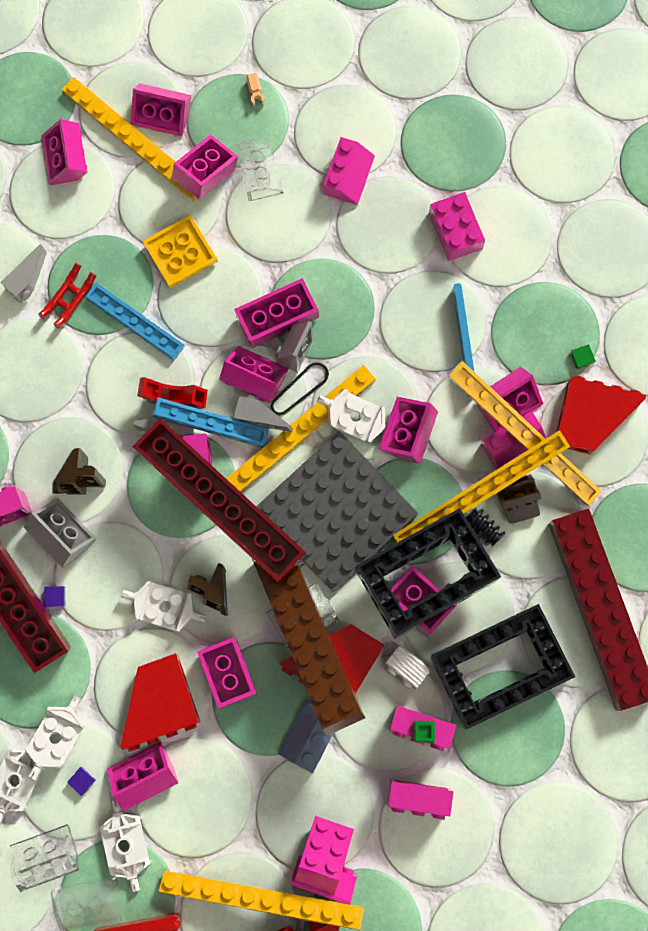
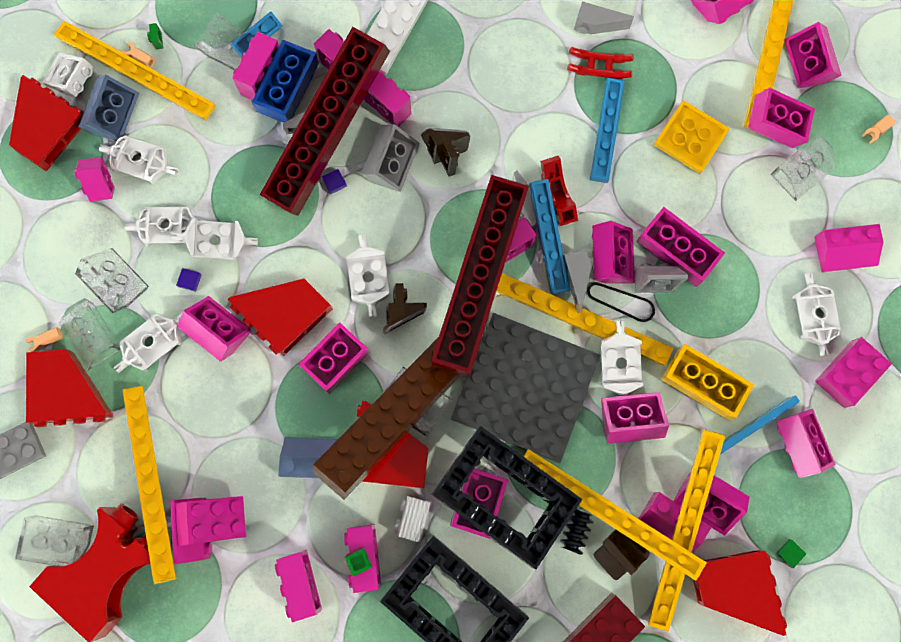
camera: 60 degrees right, 0 degrees up
(404, 237) = (813, 328): none -> white plate
(407, 351) = (707, 382): none -> yellow brick
(497, 296) = (805, 443): none -> dark pink slope

